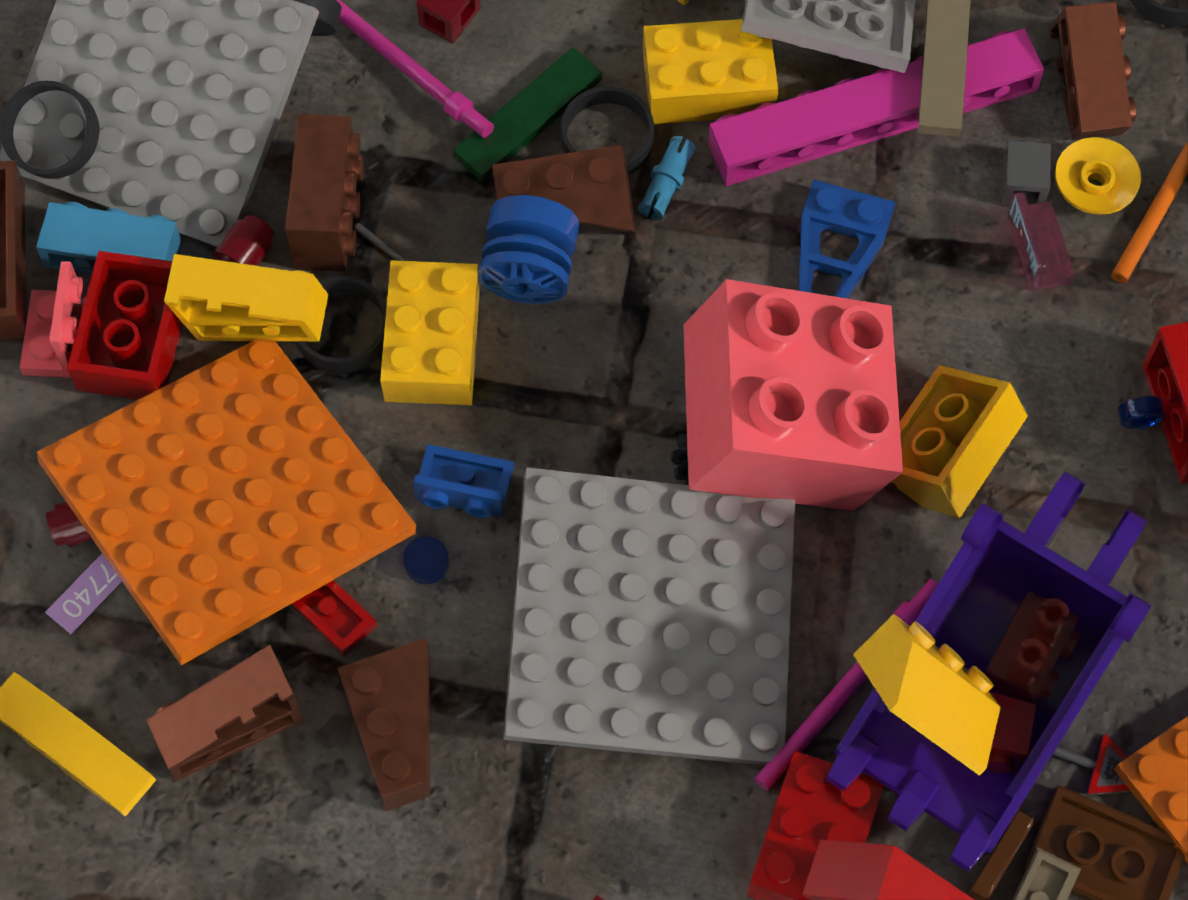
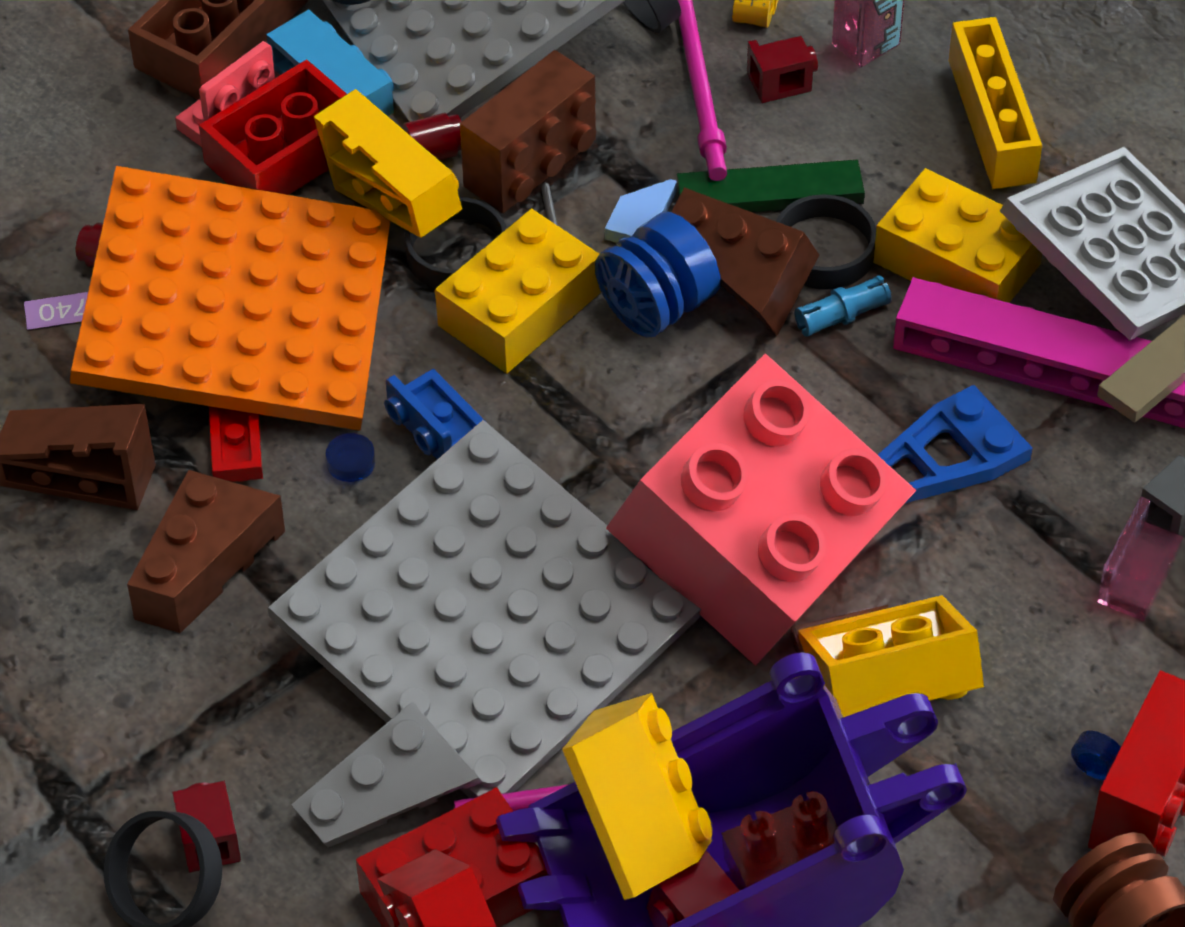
camera: 40 degrees right, 15 degrees down
(454, 203) = (638, 208): none -> light blue tile
(699, 801) = (387, 775): none -> light grey wing

